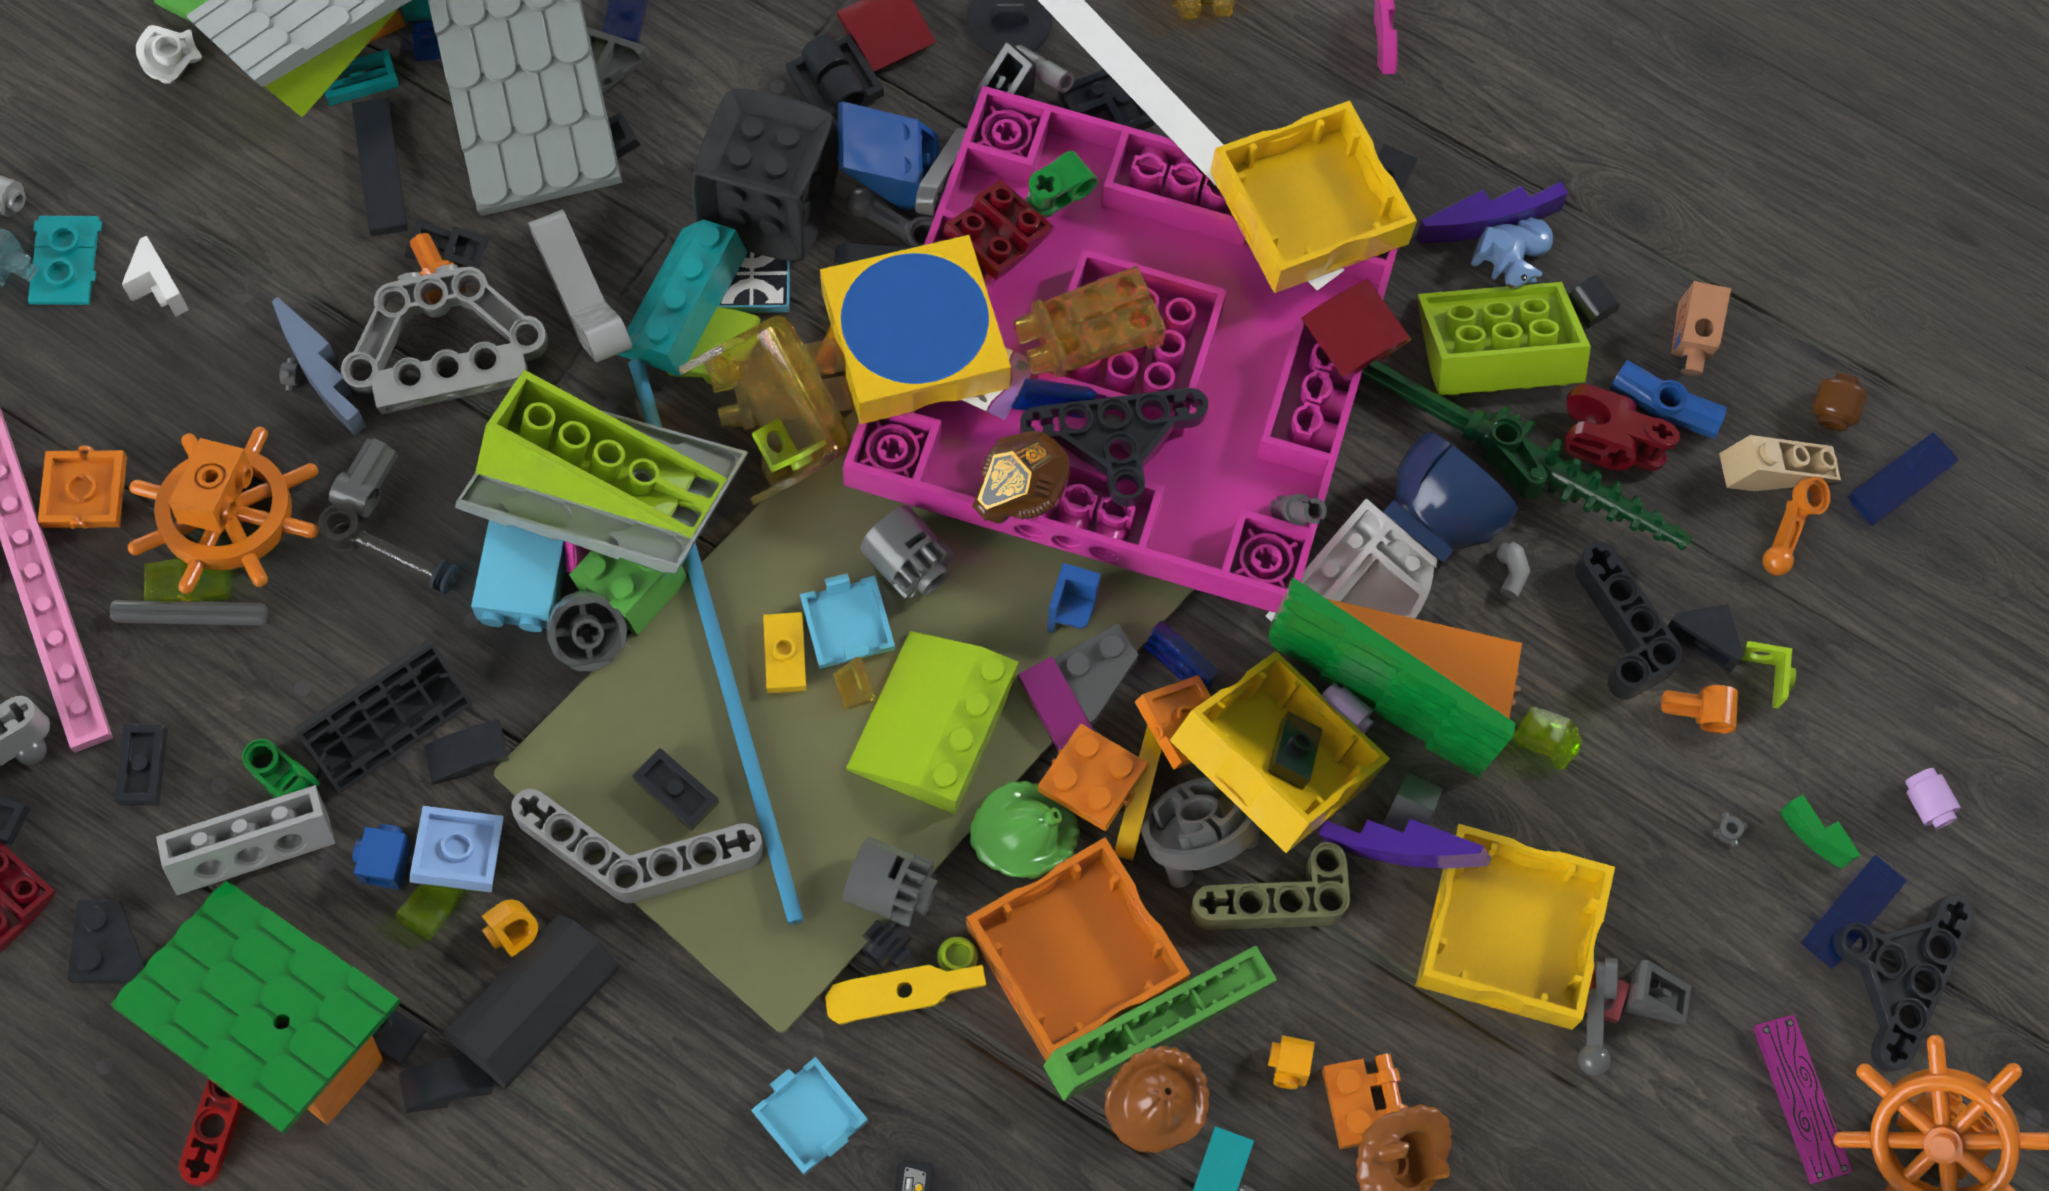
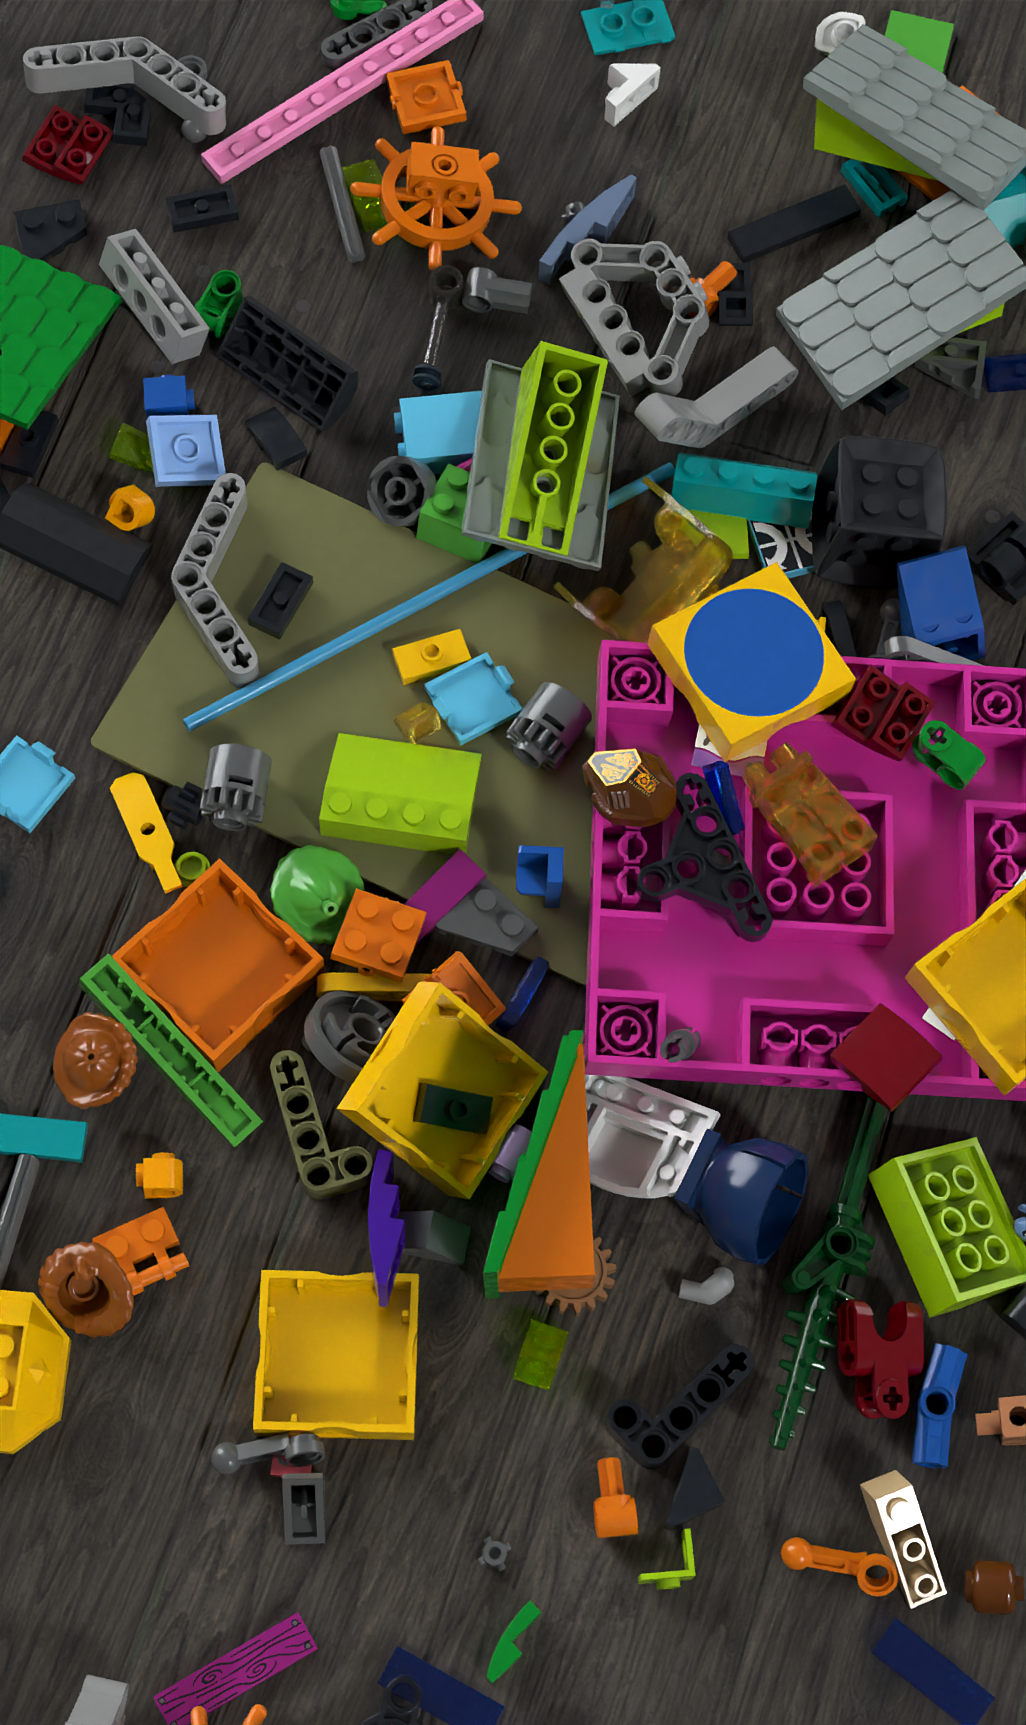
camera: 75 degrees right, 0 degrees up
(788, 453) = (615, 610): lime bracket -> none

